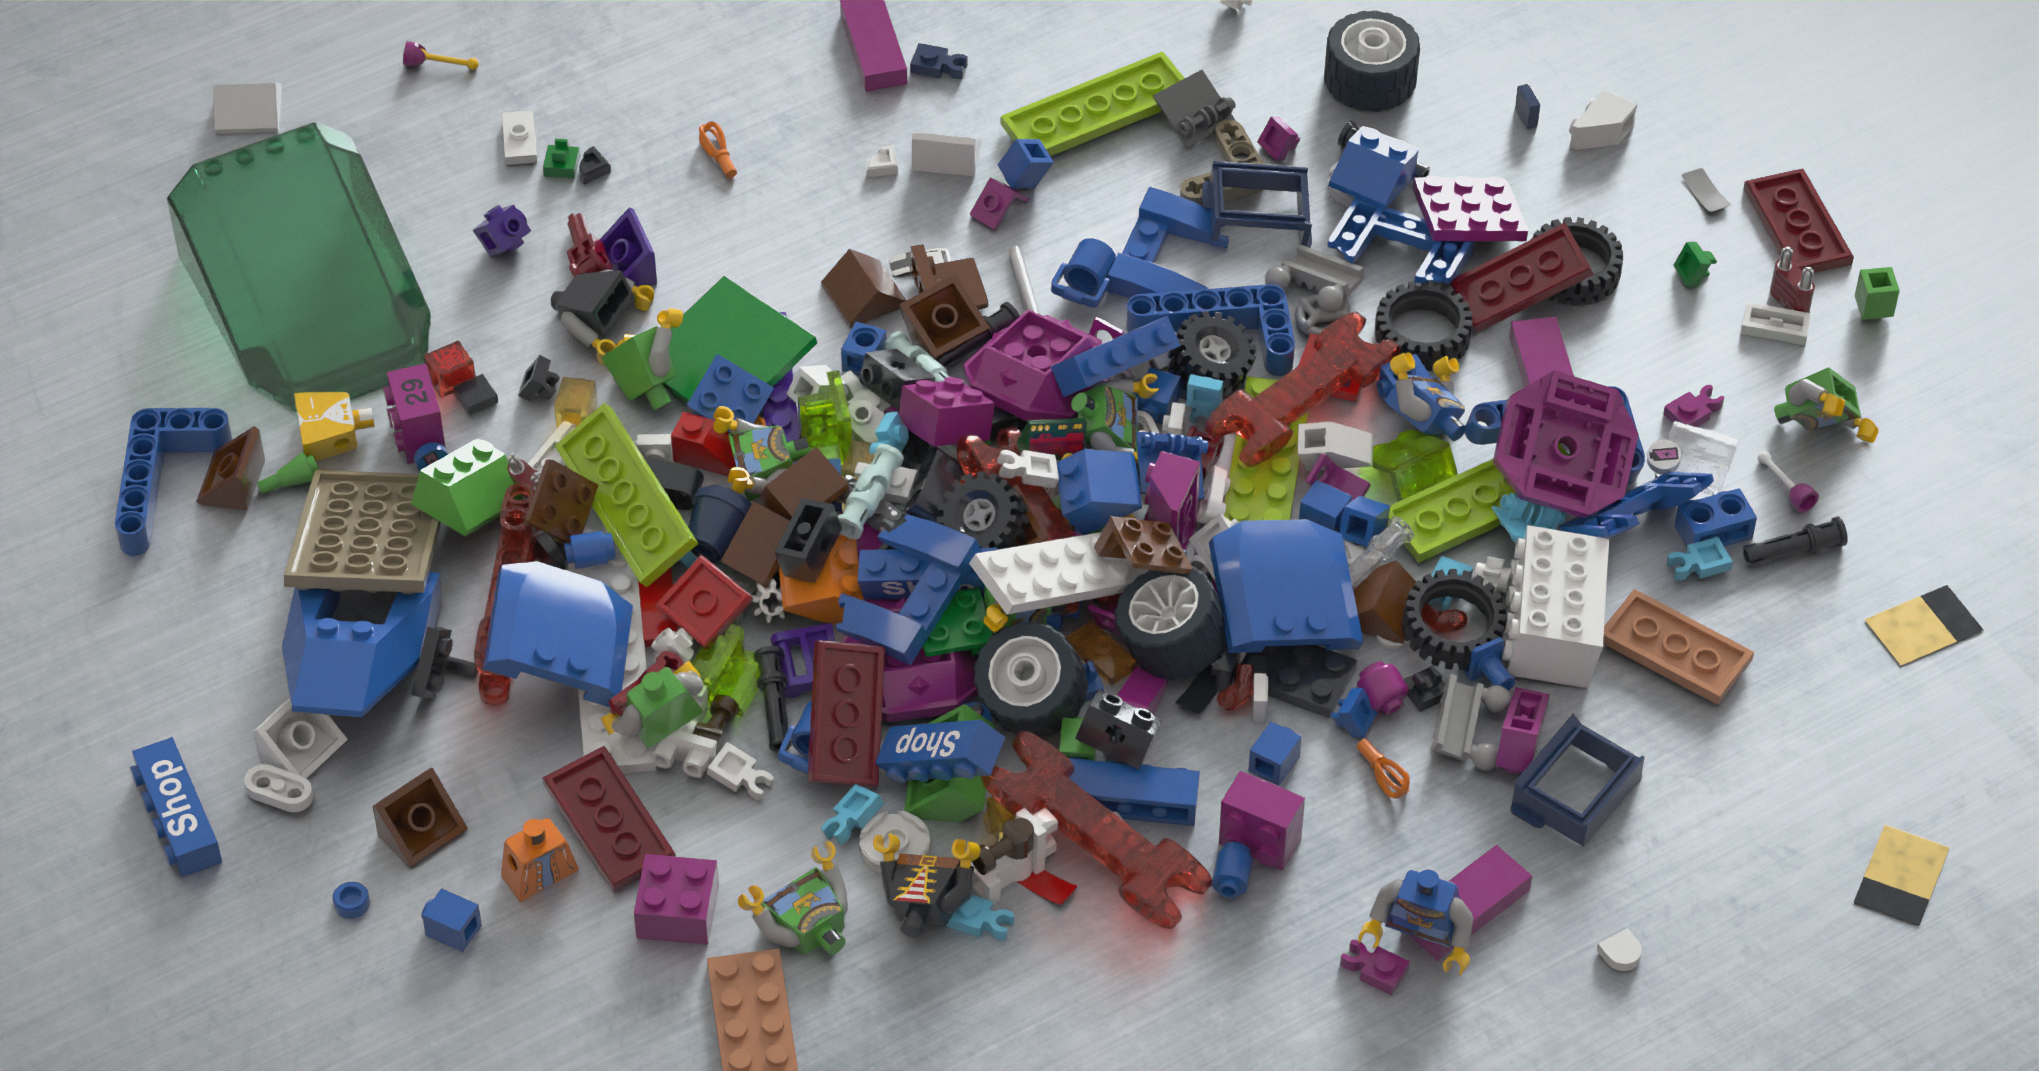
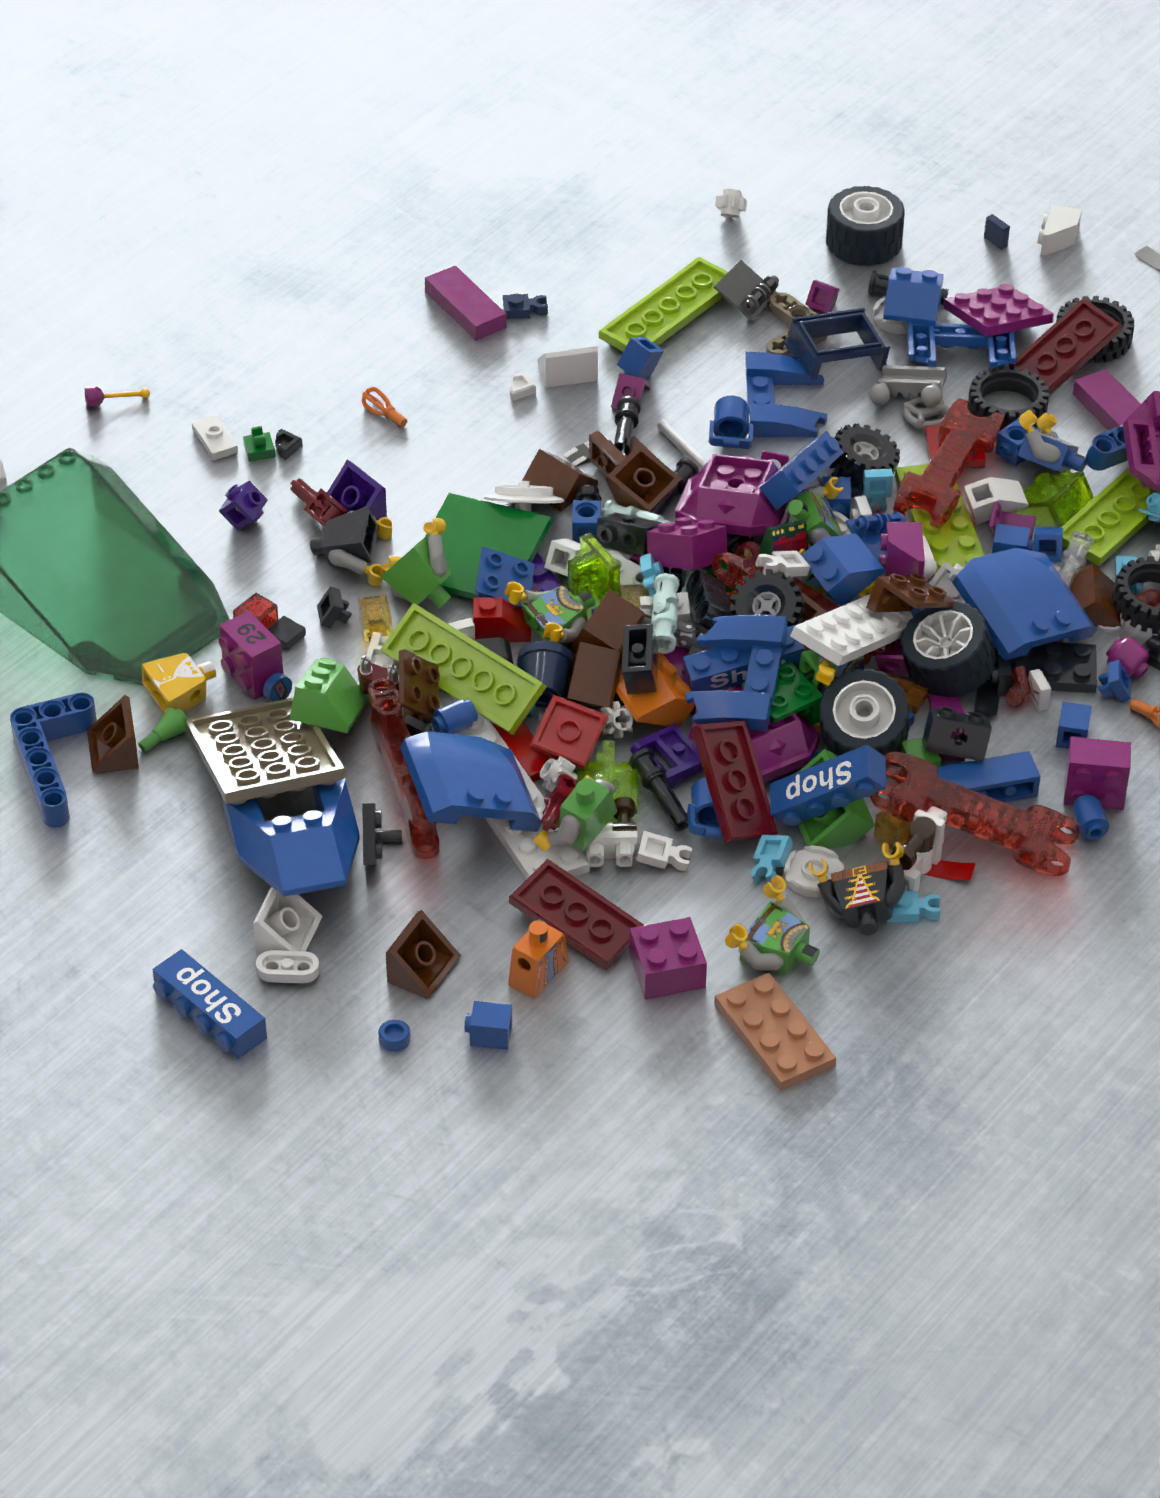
camera: 20 degrees left, 5 degrees down
(804, 302) = (523, 495): none -> white piece
(883, 318) = (588, 493): none -> black plate
(972, 237) = (626, 420): none -> black pin
(1252, 306) = (878, 413): blue beam -> none

